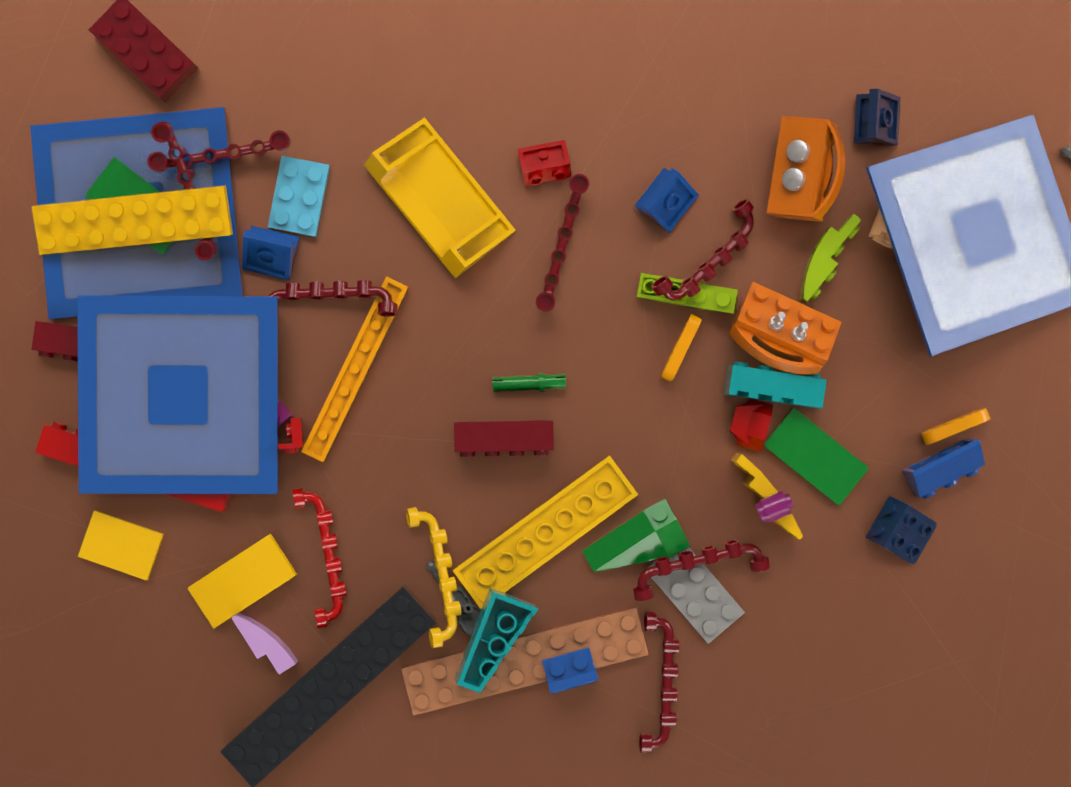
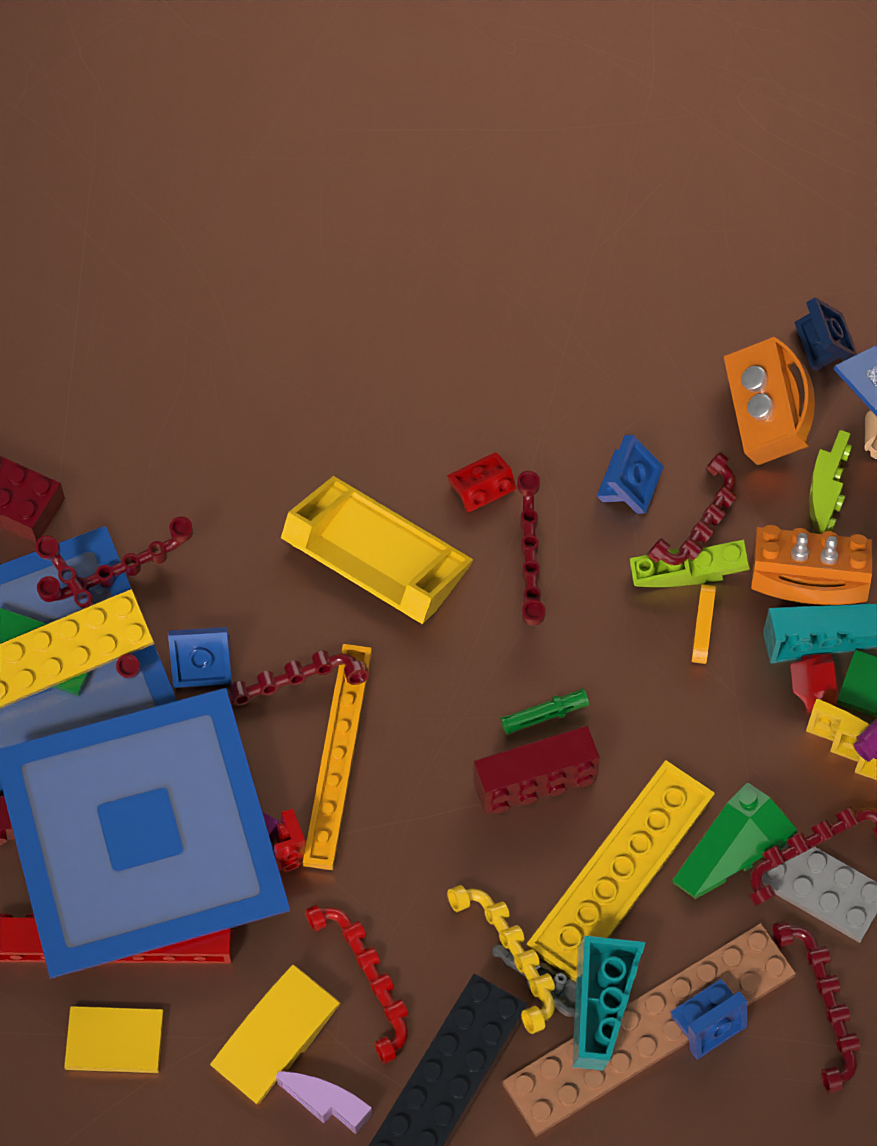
camera: 15 degrees left, 25 degrees down
(298, 196) = (217, 591): medium azure plate -> none

